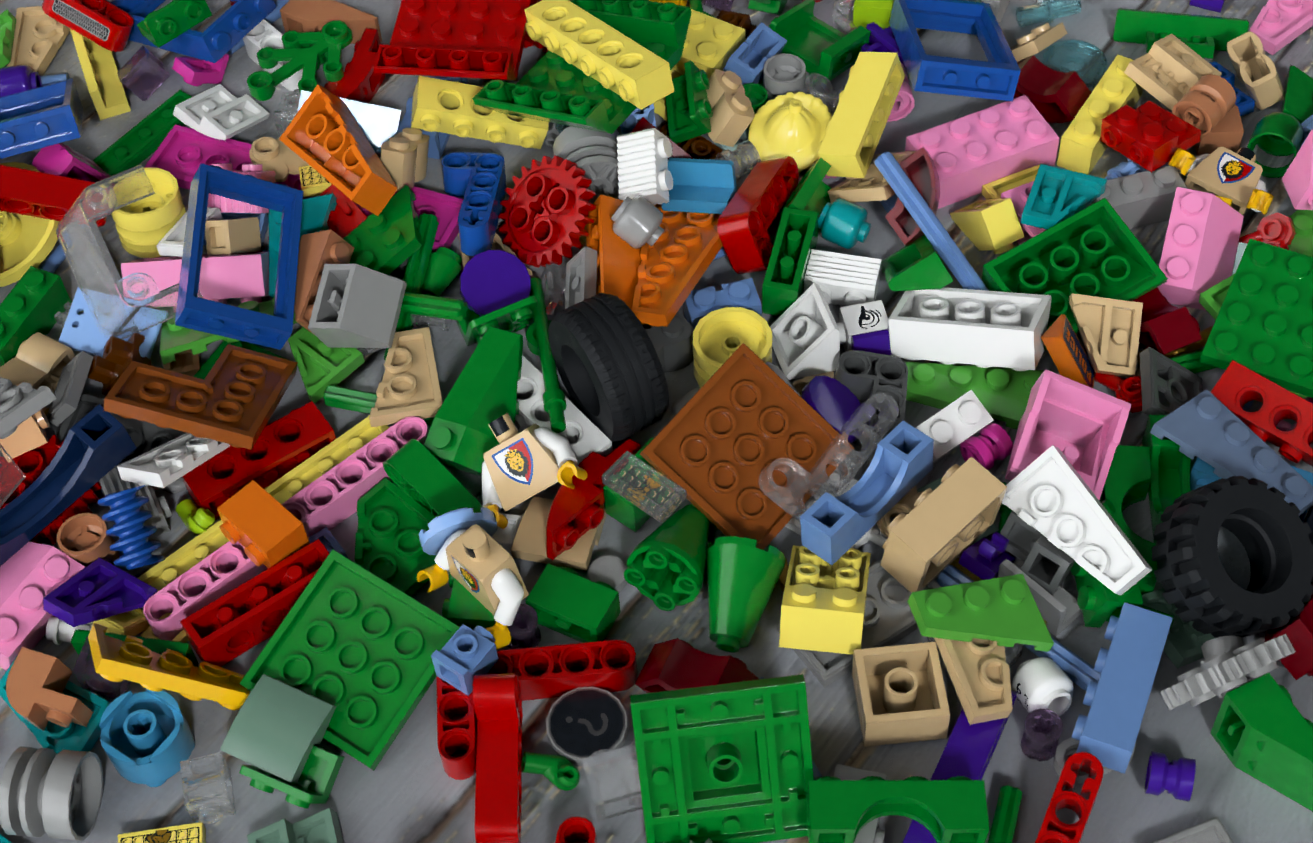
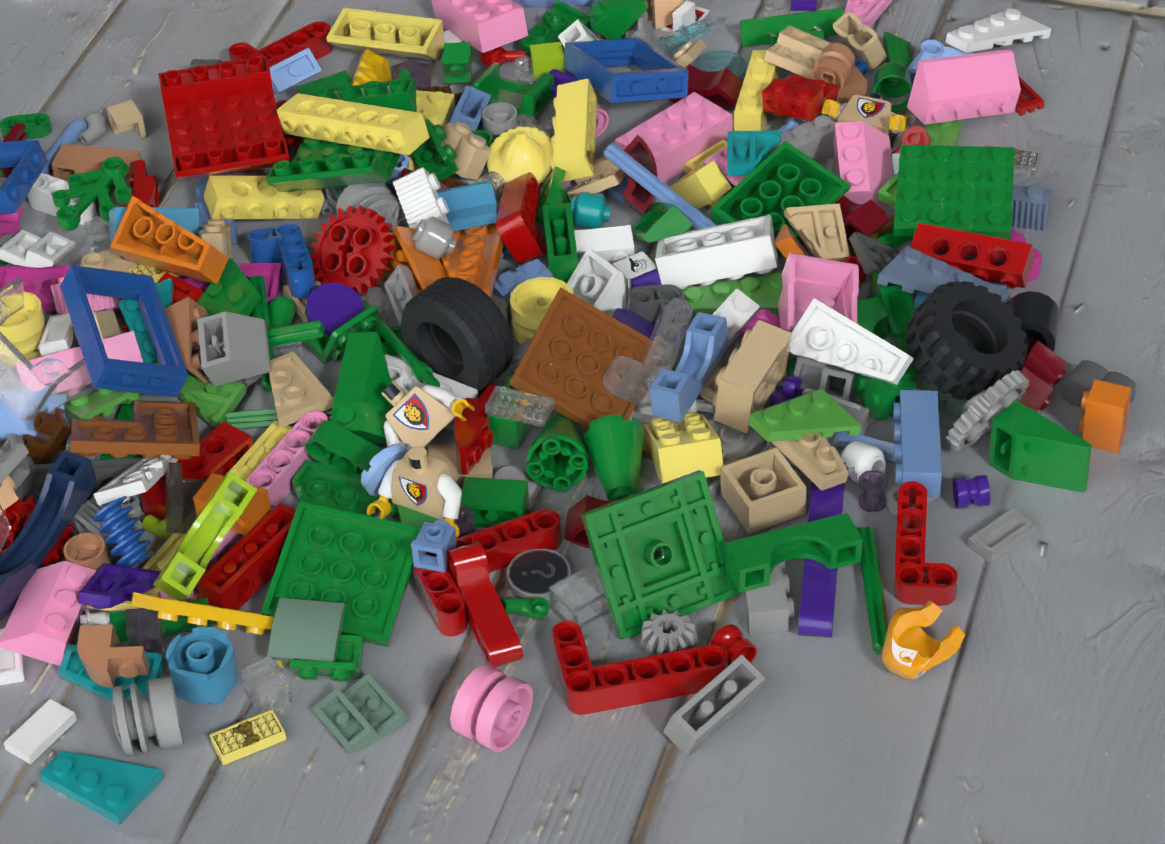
camera: 20 degrees left, 10 degrees down
(198, 574) = (204, 536): none -> lime arch
(213, 489) = (179, 499): none -> clear smoke panel

